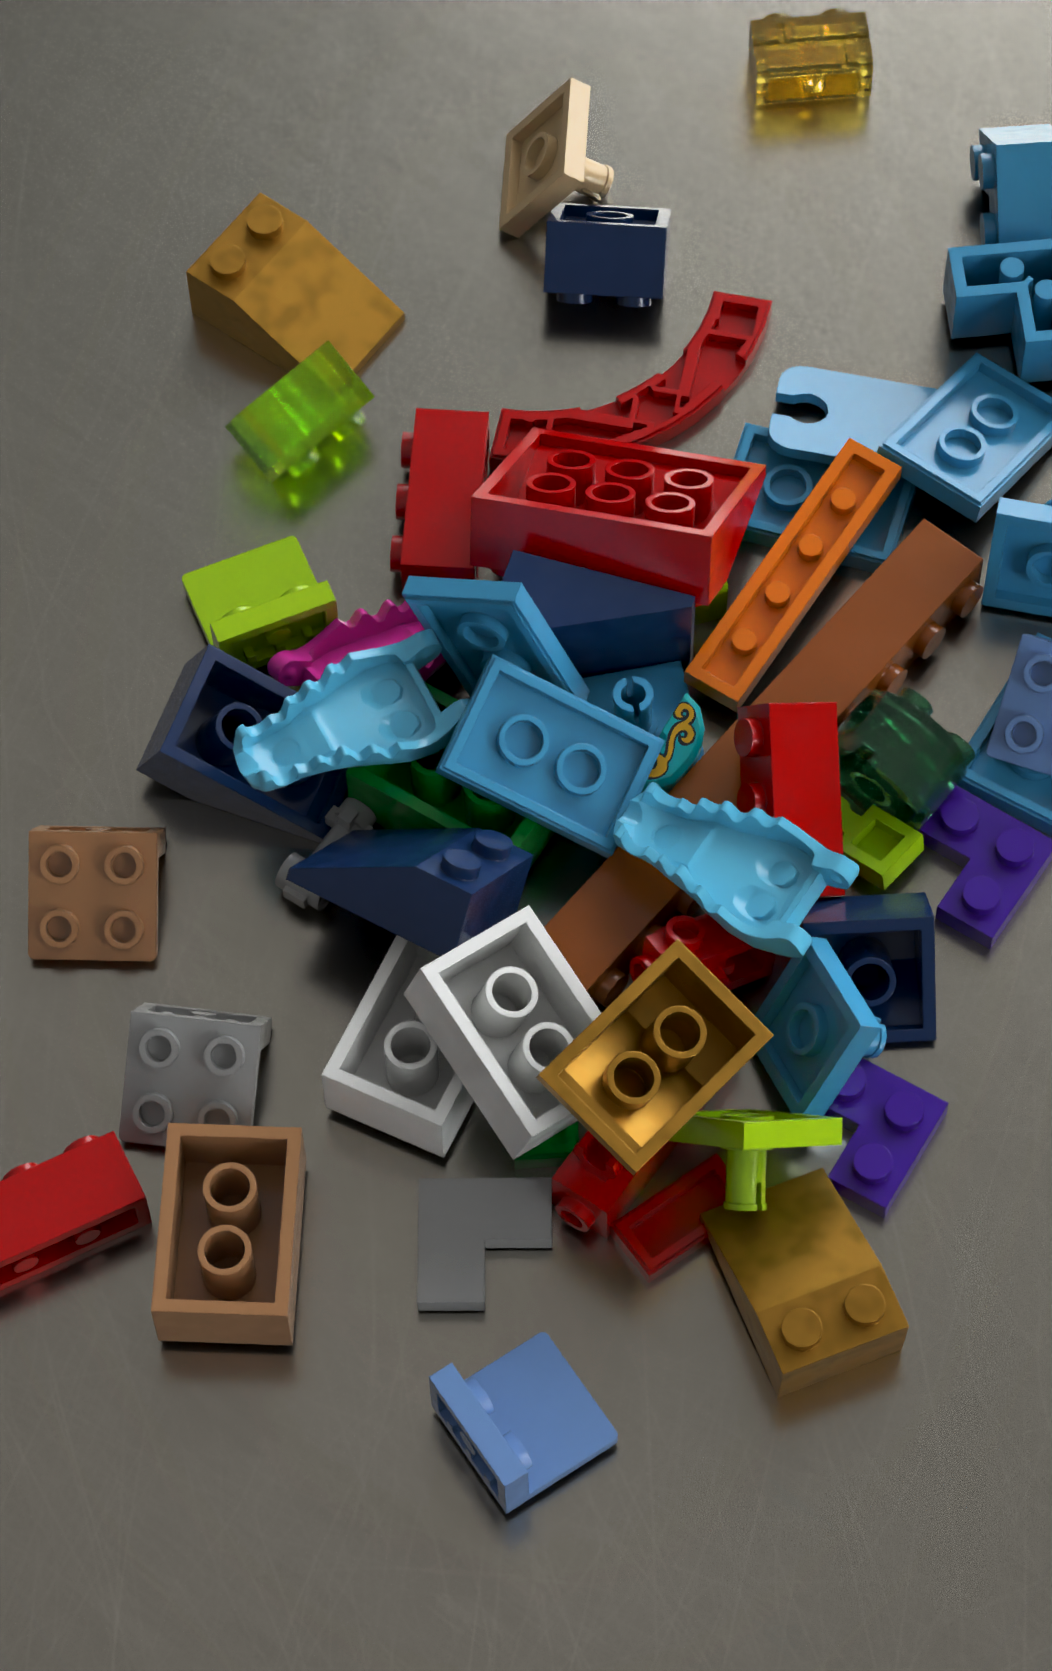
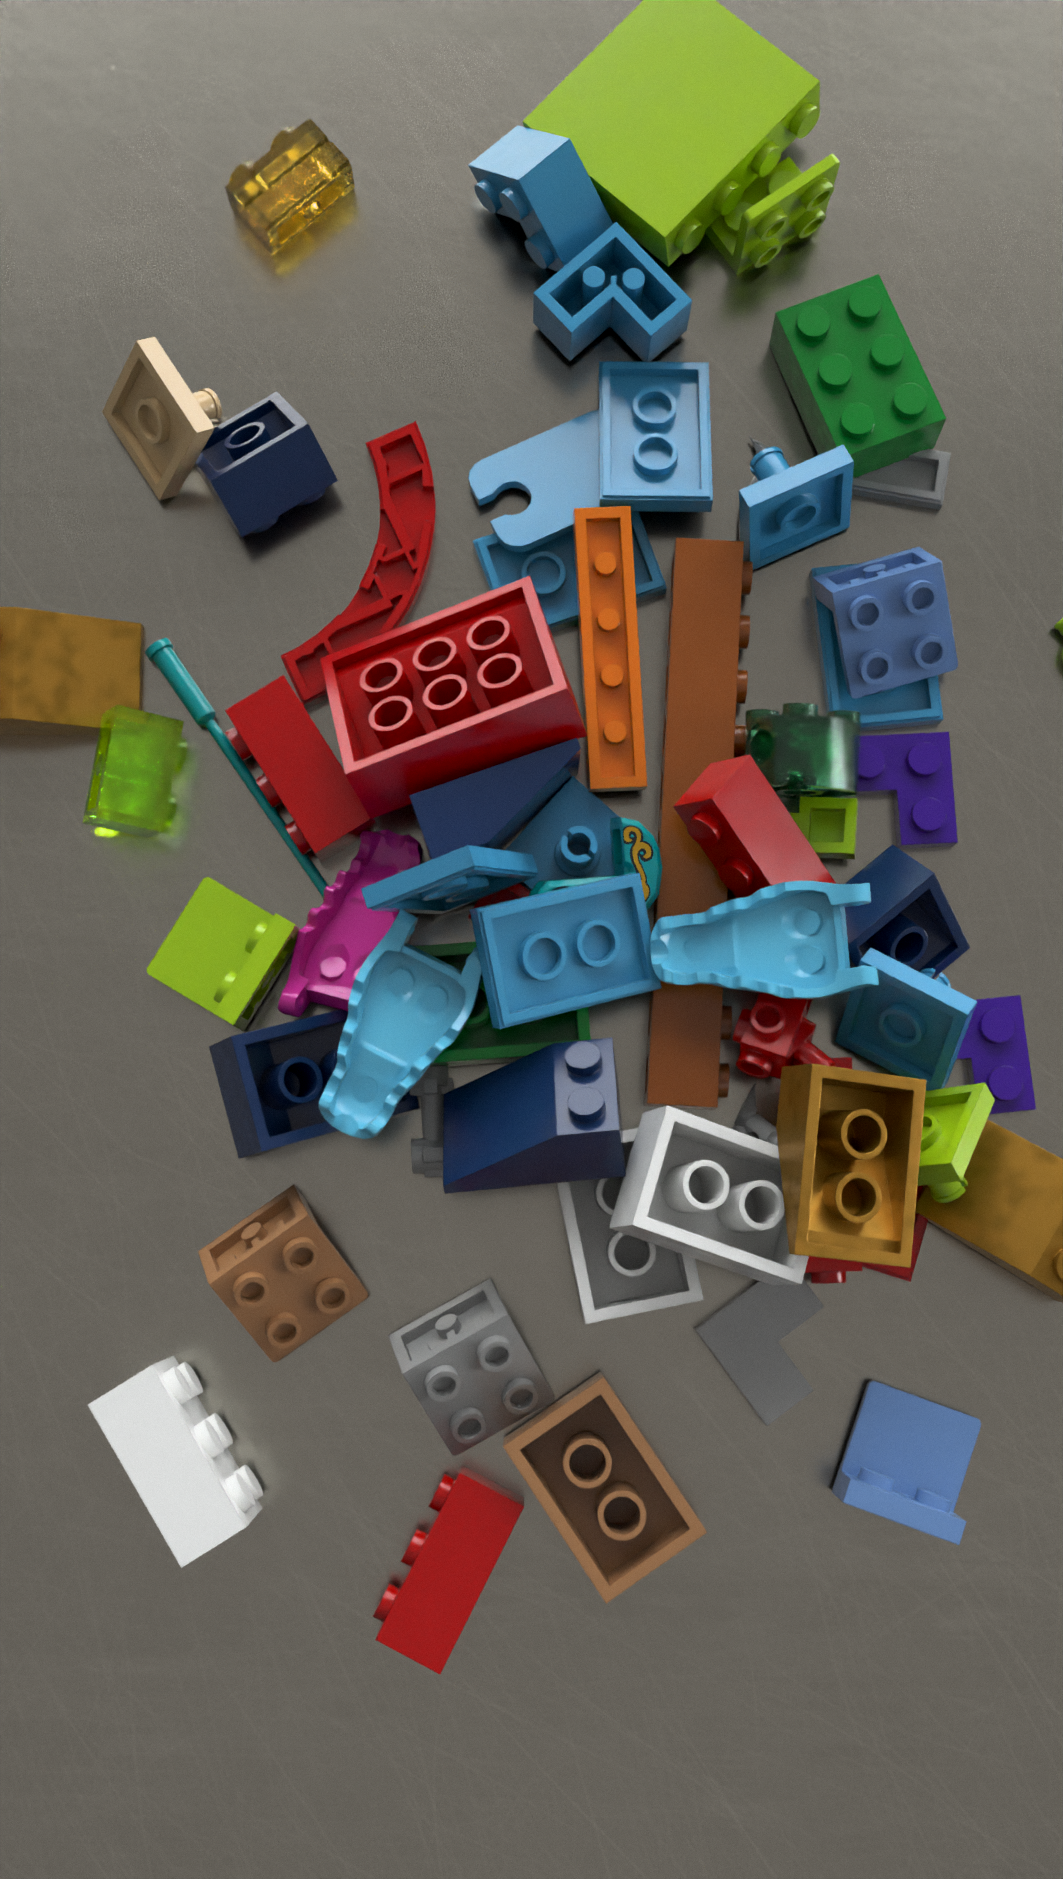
camera: 40 degrees left, 20 degrees up
(402, 347) = (203, 714): none -> teal piece

